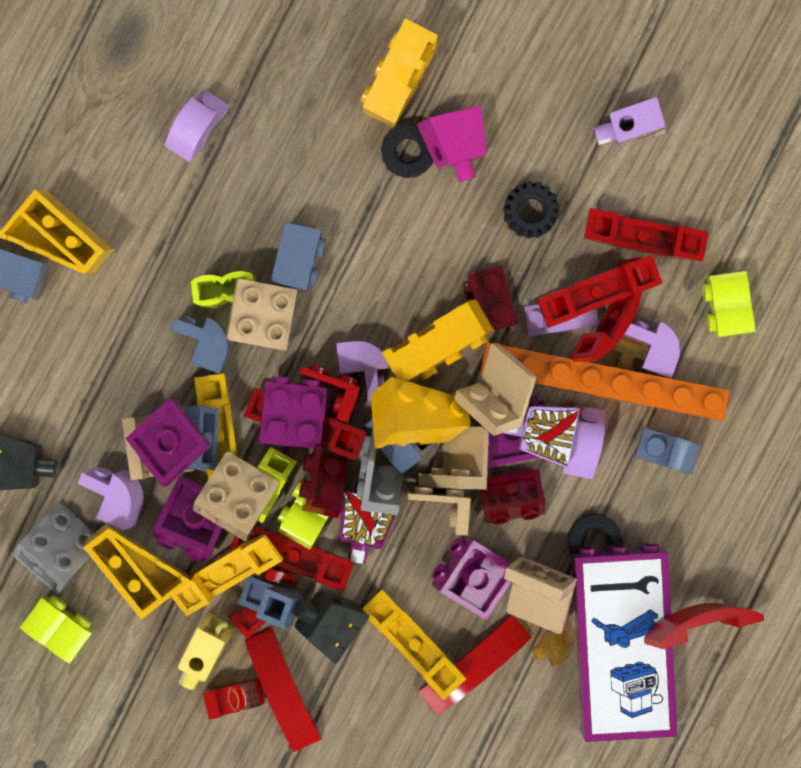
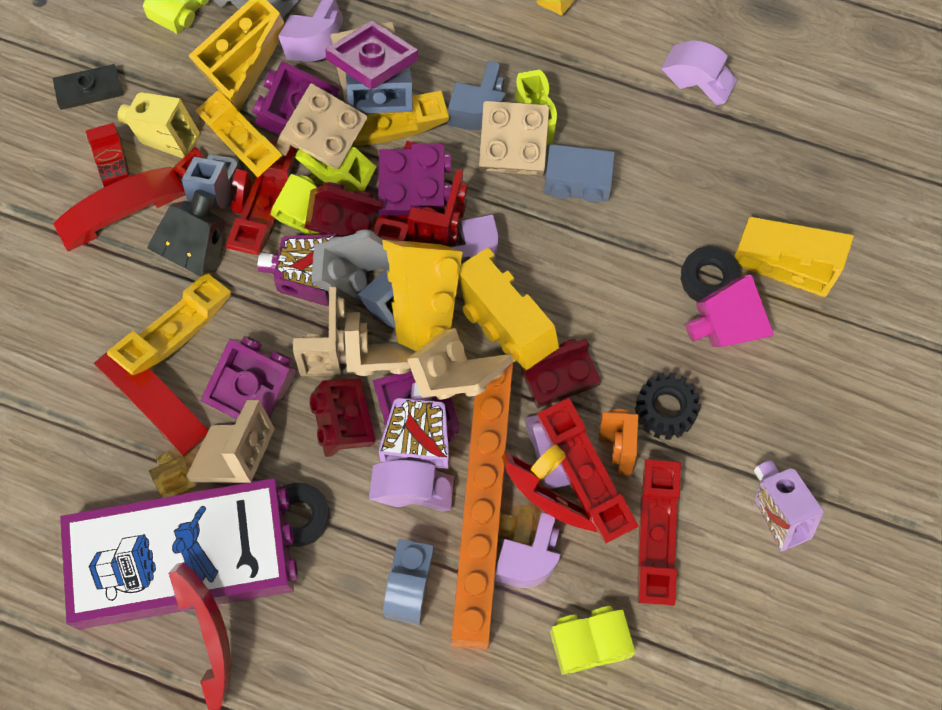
camera: 80 degrees right, 20 degrees down
(148, 719) = (87, 86): none -> pearl dark grey plate
(570, 253) = (622, 429): none -> orange bracket
(591, 323) = (548, 462): none -> yellow tile

